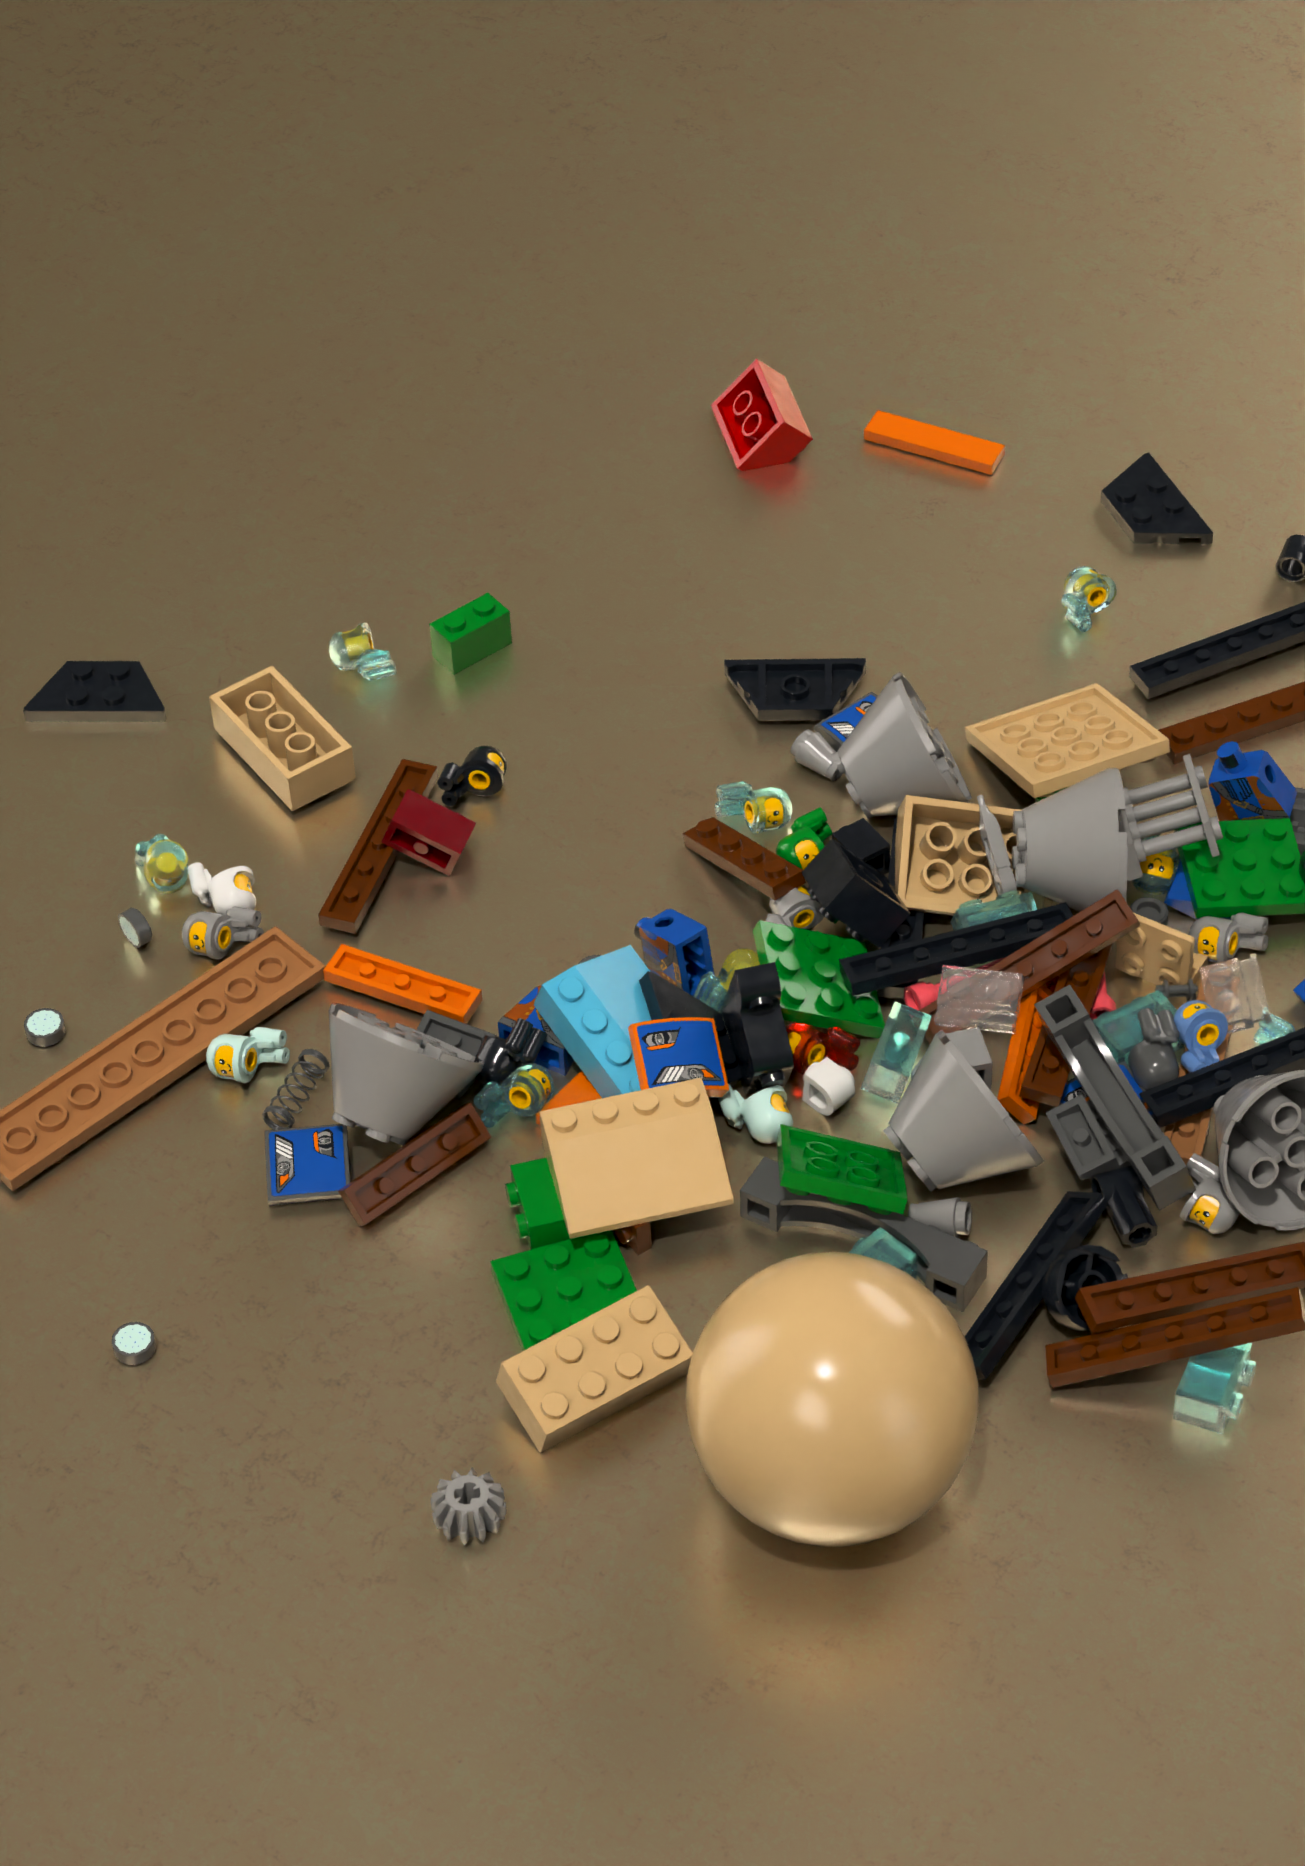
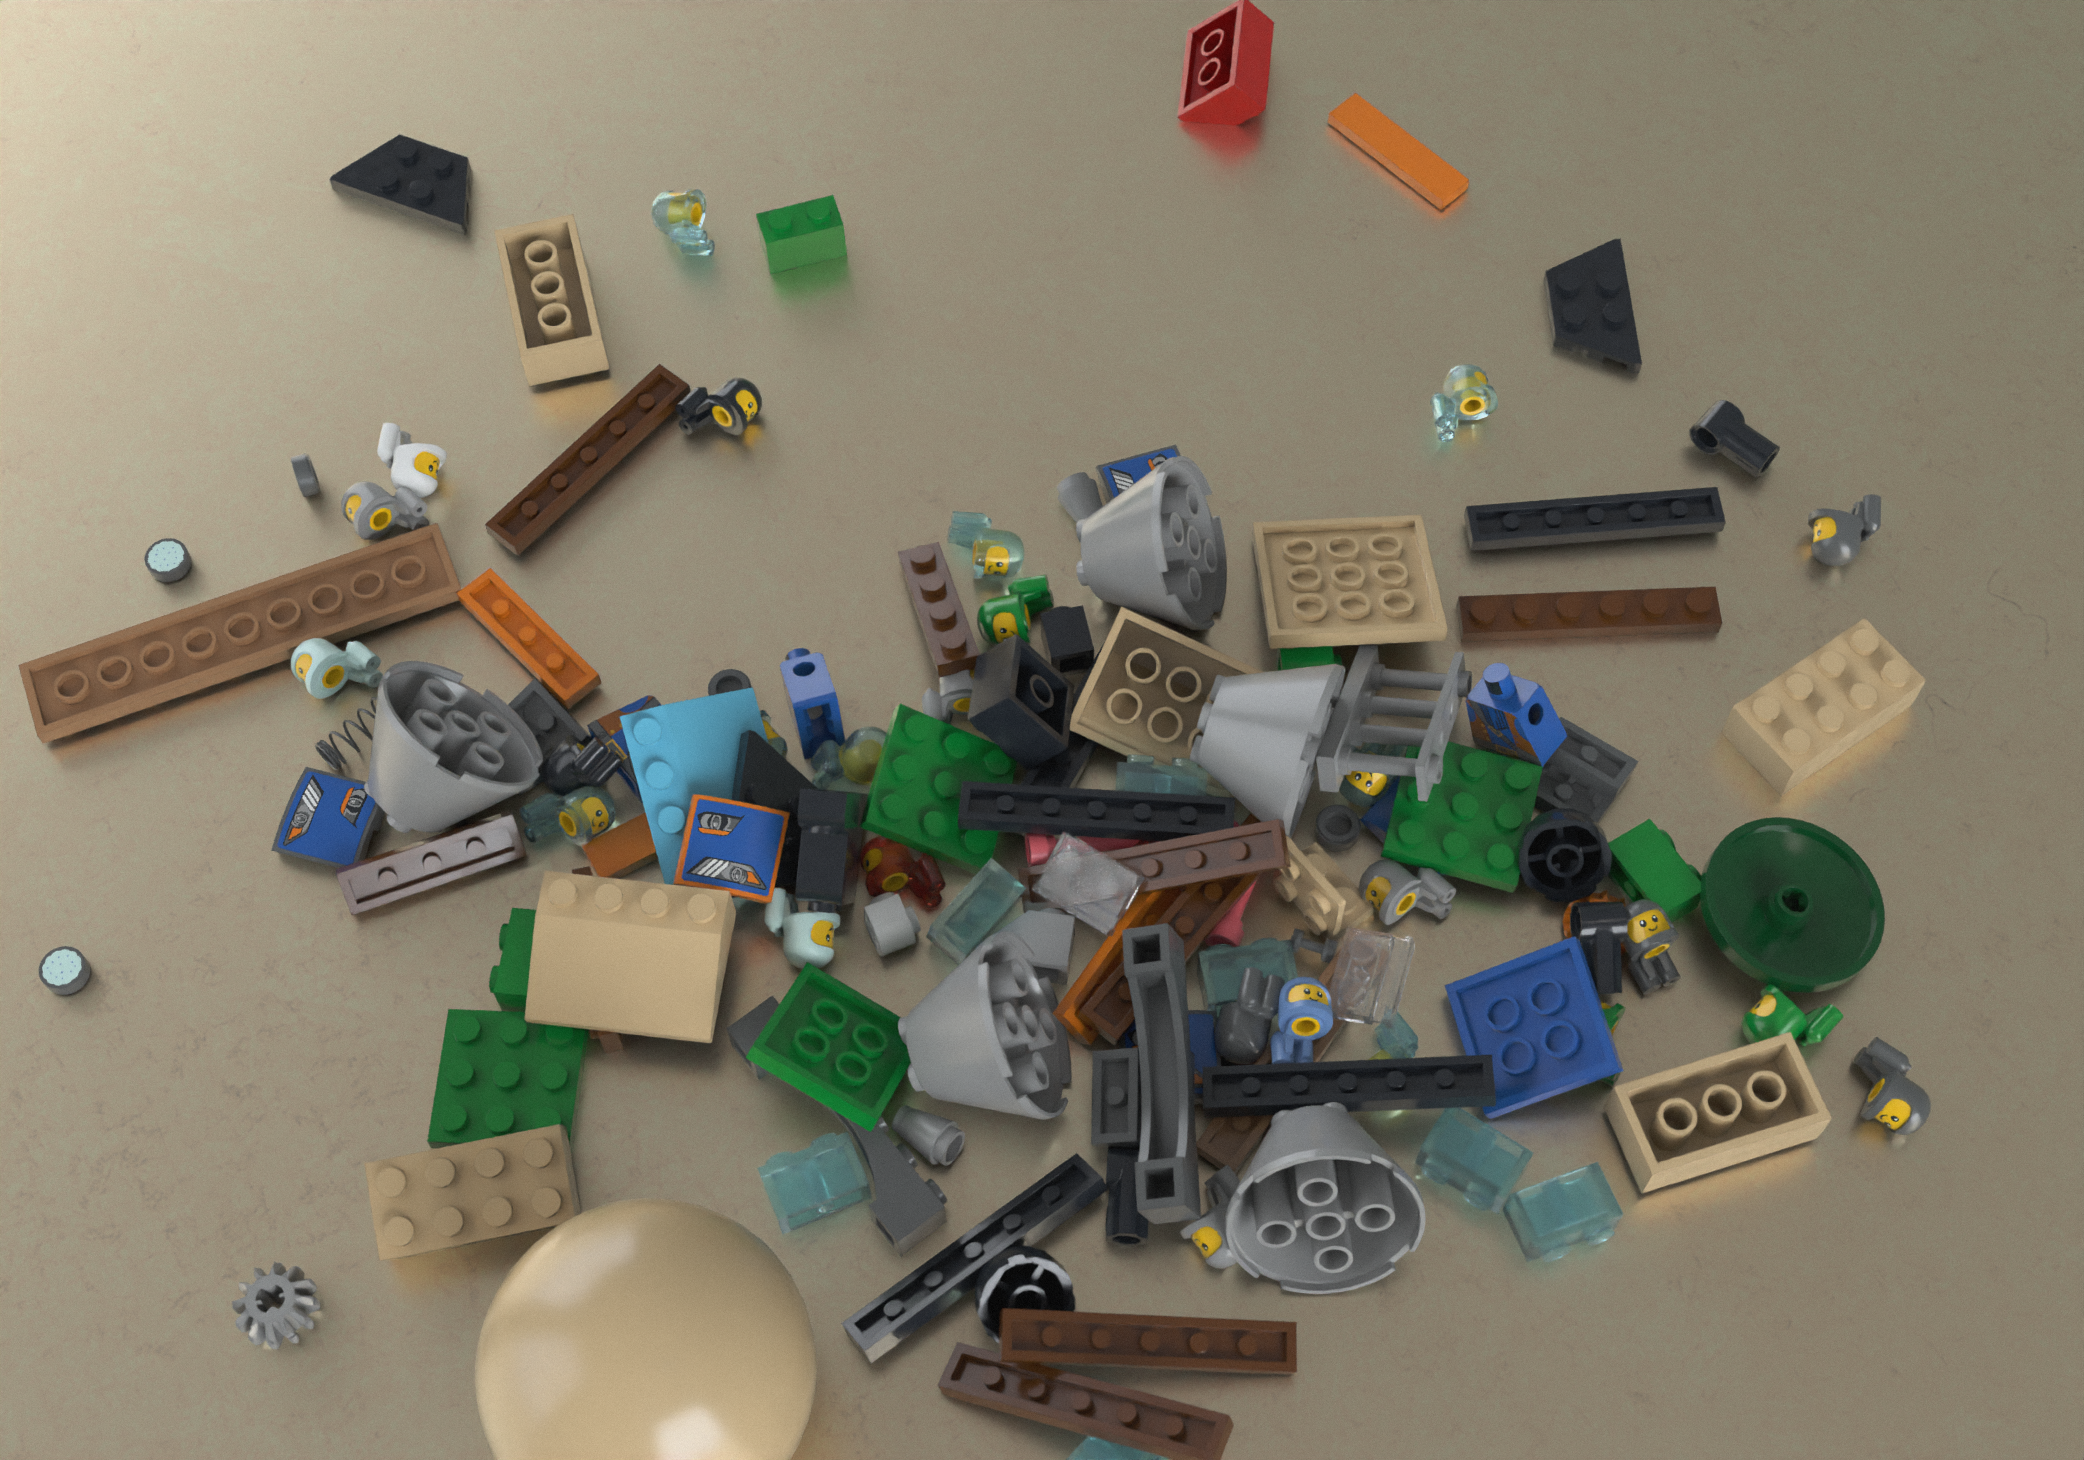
camera: 20 degrees right, 15 degrees up
(163, 863) = (367, 407): clear light blue piece -> none
(428, 832) = (637, 464): dark red brick -> none
(795, 686) = (1103, 410): black wing -> none
(995, 850) = (1193, 698): light grey piece -> none

